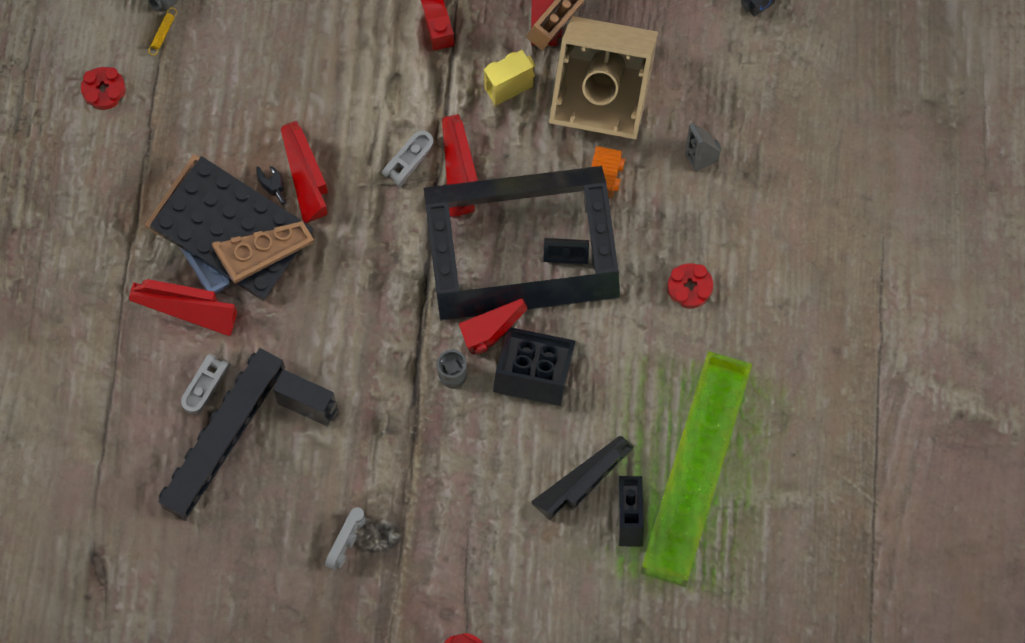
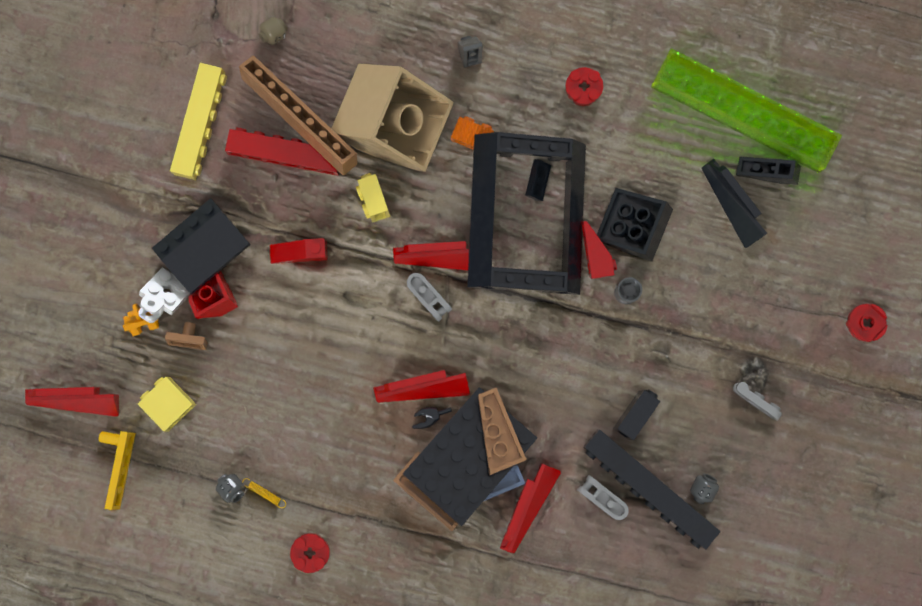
camera: 80 degrees left, 15 degrees up
(231, 493) = (704, 488): none -> dark grey head

